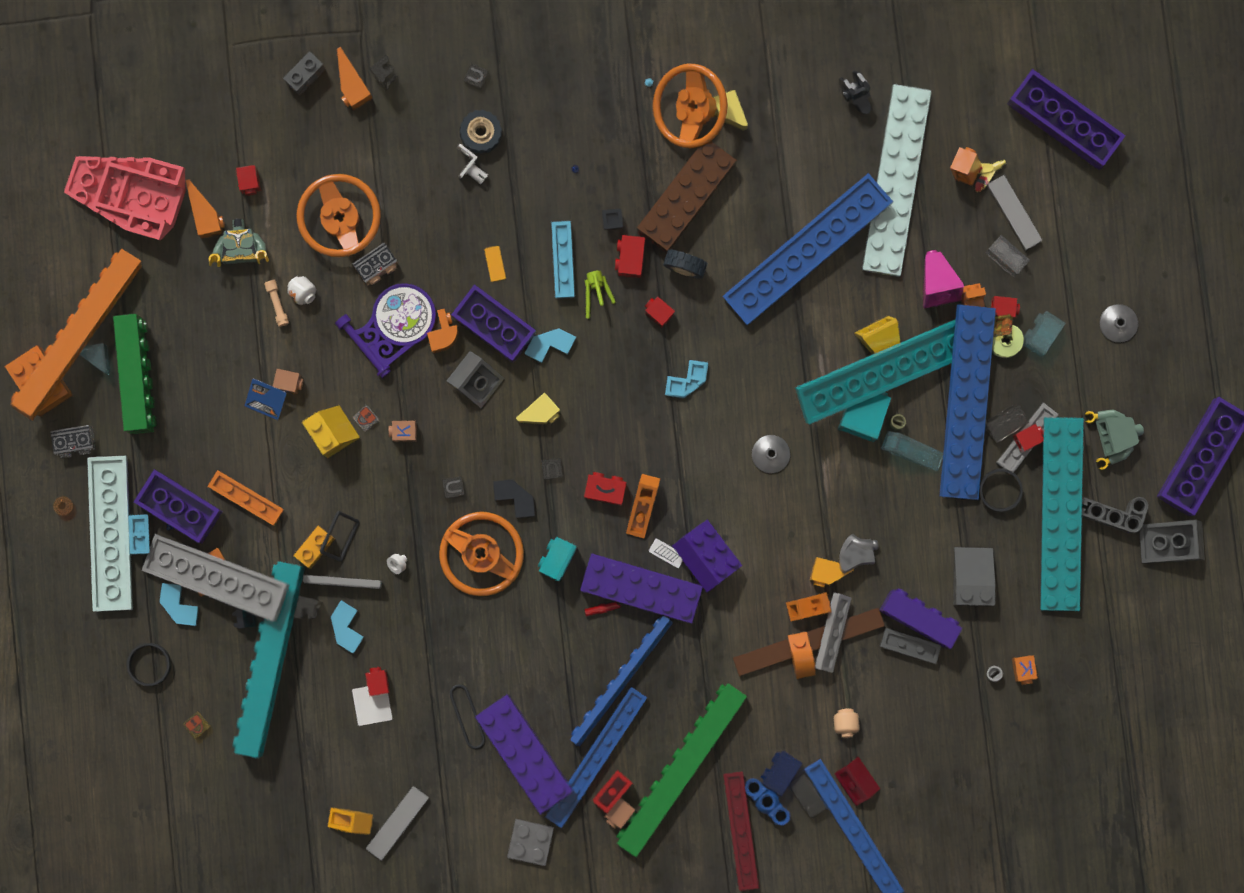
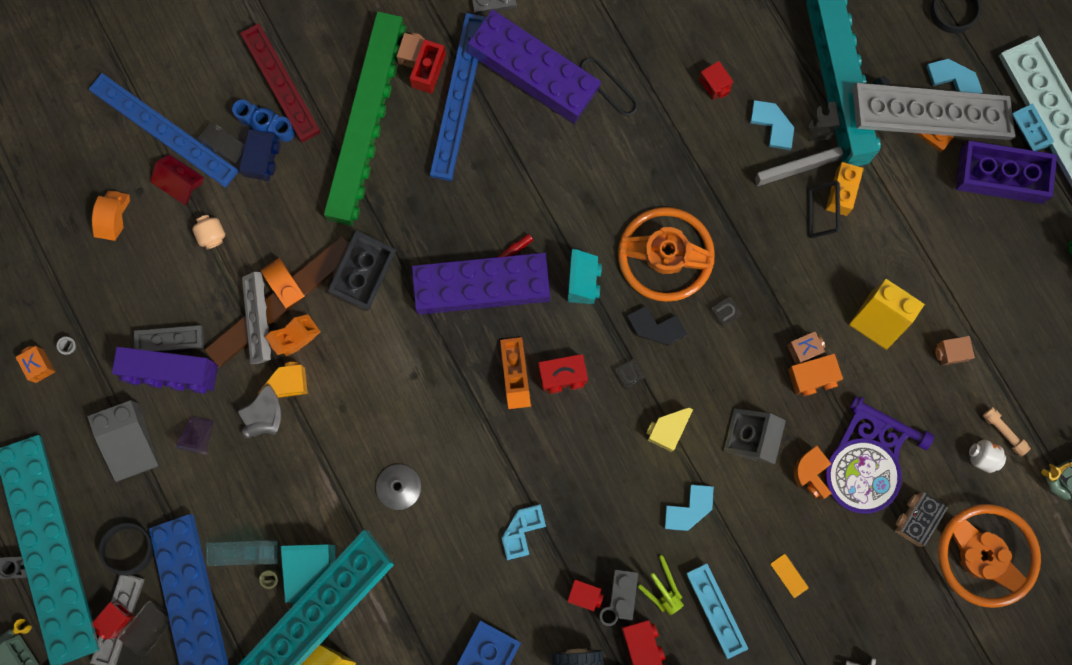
camera: 160 degrees right, 5 degrees down
(245, 498) = (939, 211): orange plate -> none
(265, 399) = (969, 322): blue sticker -> none
(365, 418) = (852, 346): tile -> none
(371, 708) = (710, 53): white sticker -> none
(397, 563) = (750, 208): white tile -> none
(406, 407) = (815, 374): none -> orange brick
(493, 323) = (762, 504): dark purple brick -> none
(616, 686) = (467, 173): blue plate -> none
(631, 299) = (622, 596): none -> dark grey hinge
(666, 553) = (469, 334): white sticker -> none
(707, 555) = (423, 344): dark purple brick -> none
(735, 636) = (360, 271): none -> black brick
(915, 557) = (196, 436): none -> clear purple slope
(922, 770) = (107, 215): none -> orange brick

